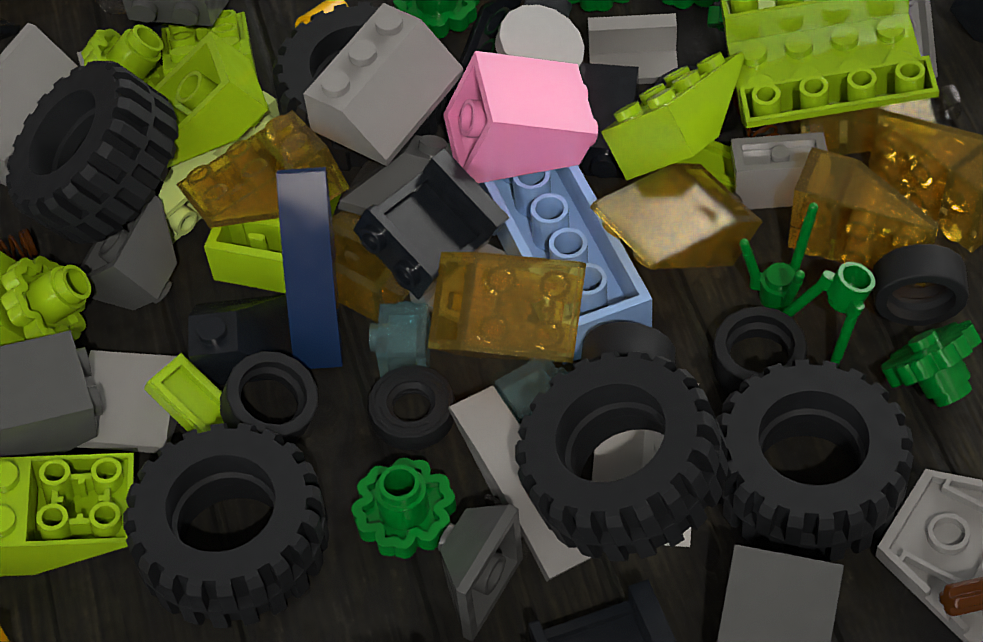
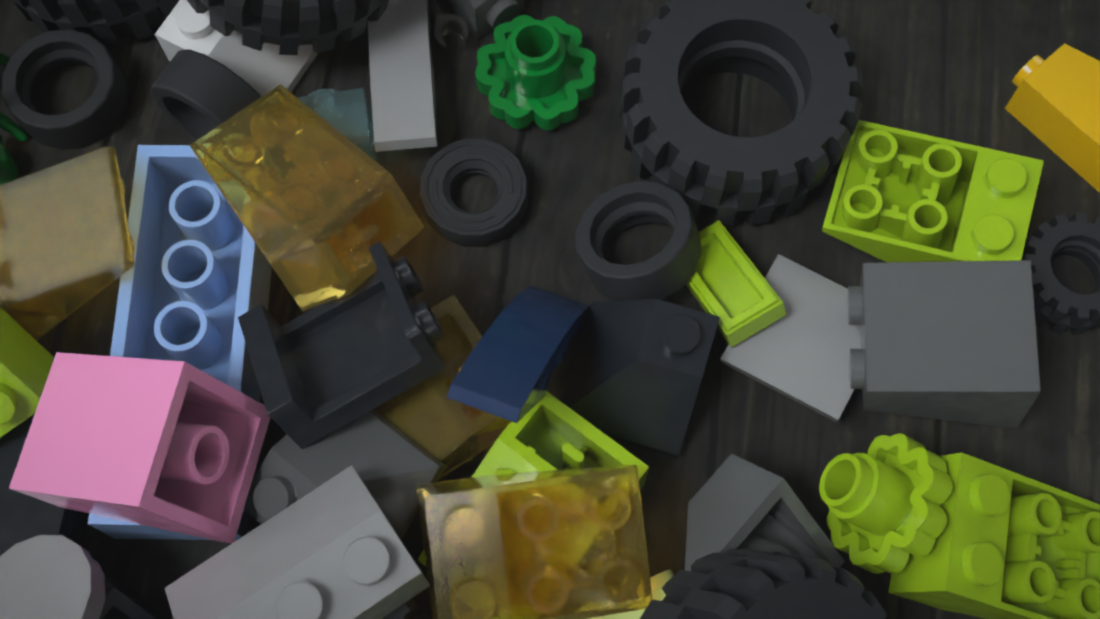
camera: 160 degrees left, 15 degrees up
(401, 336) = (451, 263): clear light blue brick -> none

